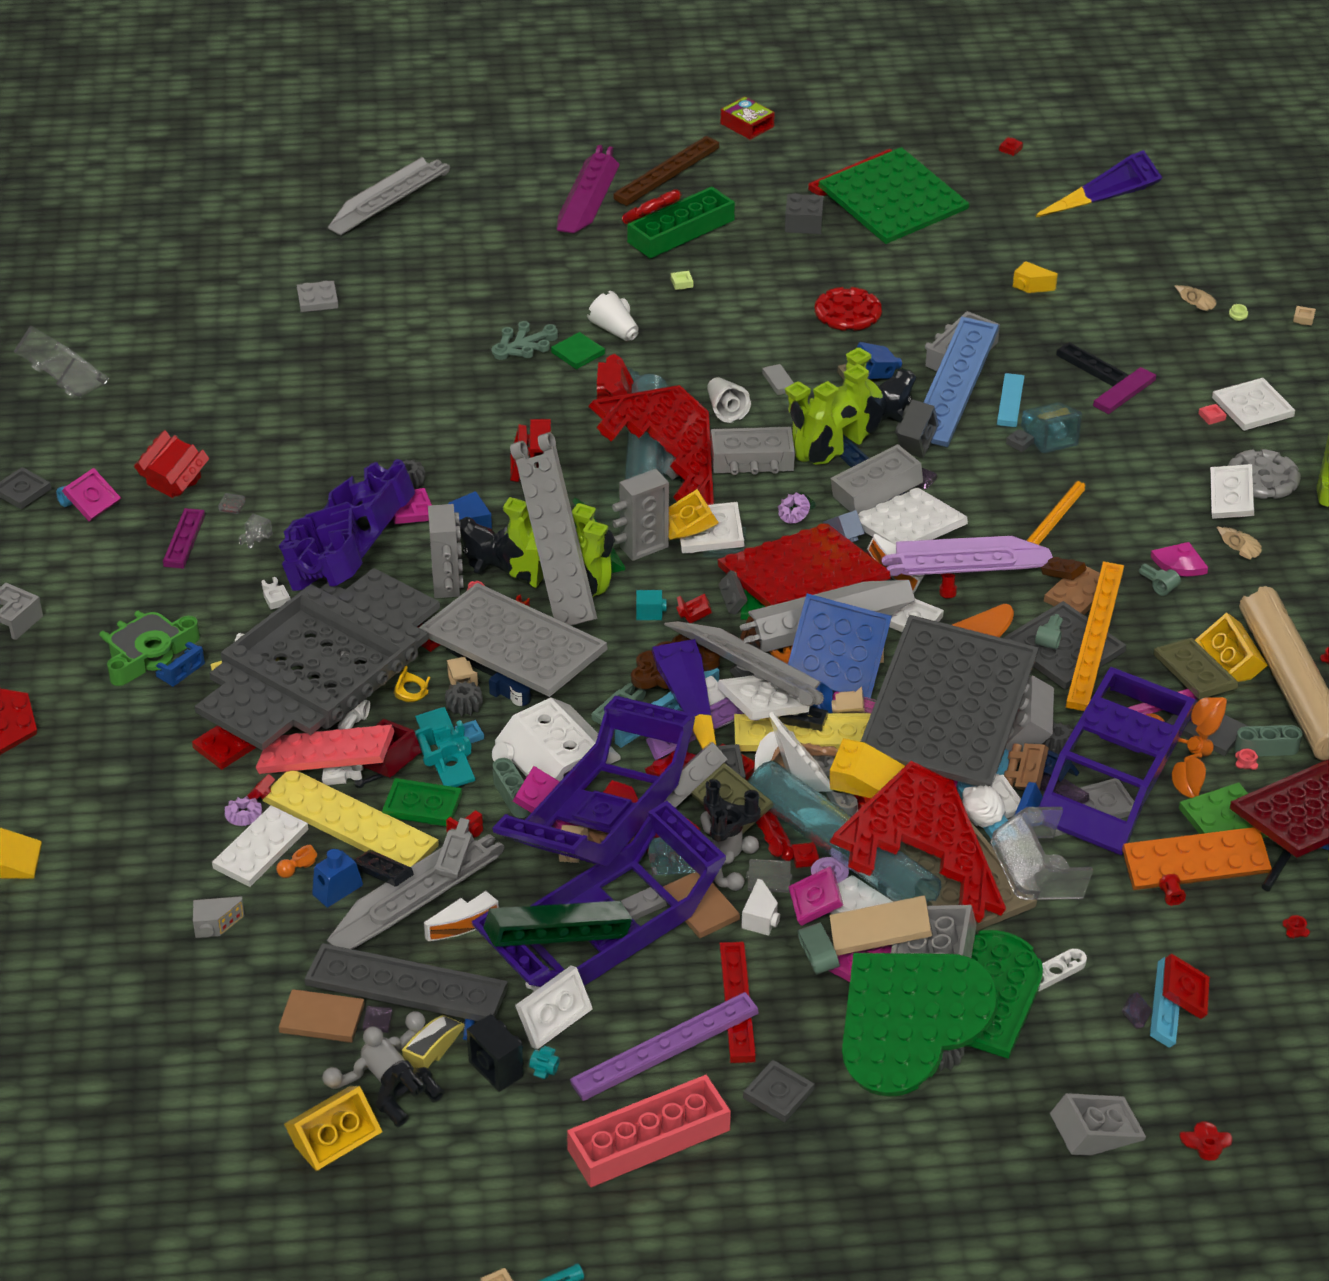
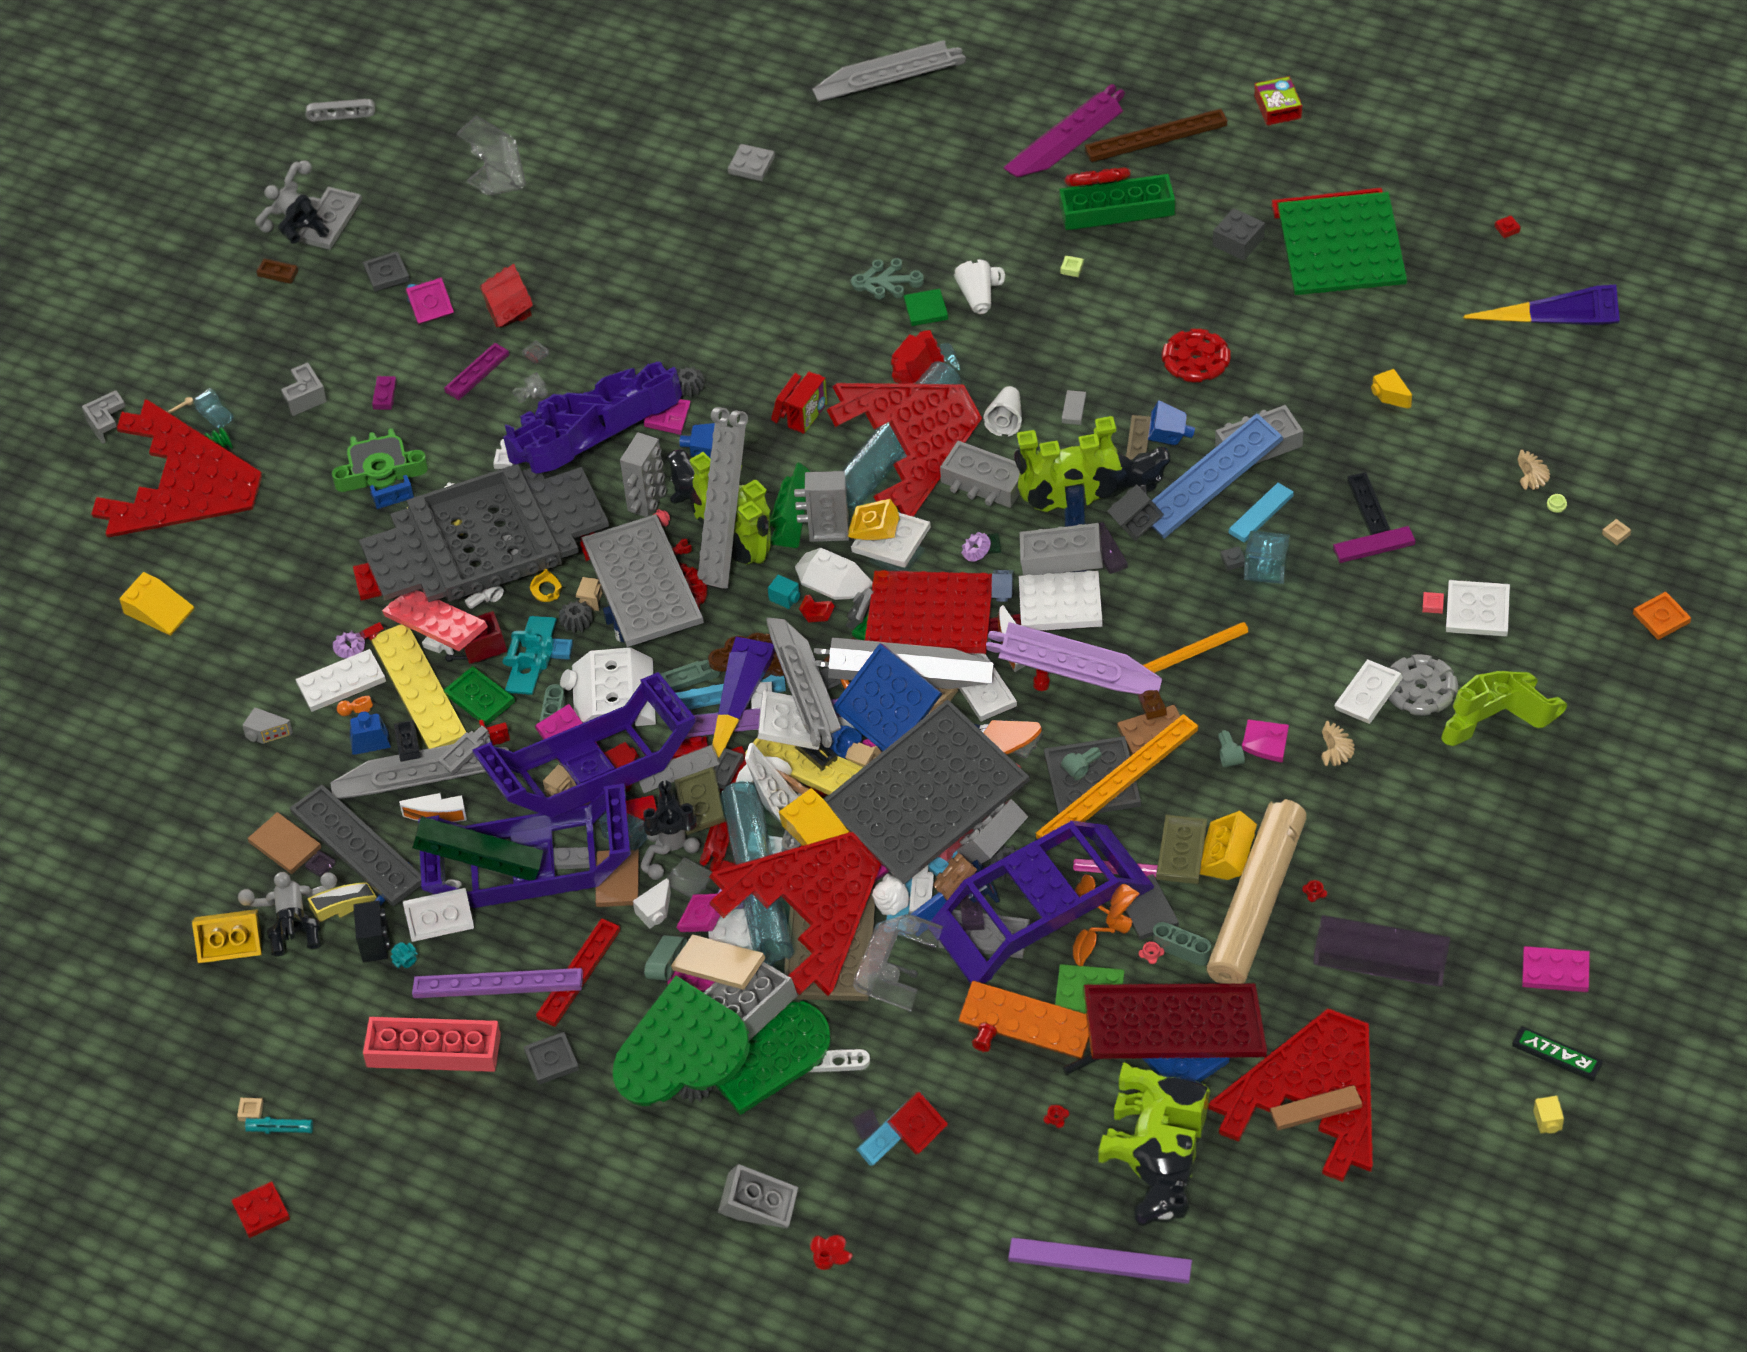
camera: 35 degrees right, 10 degrees up
(101, 587) = (384, 393): none -> magenta plate
(680, 574) = (831, 574): none -> white wedge

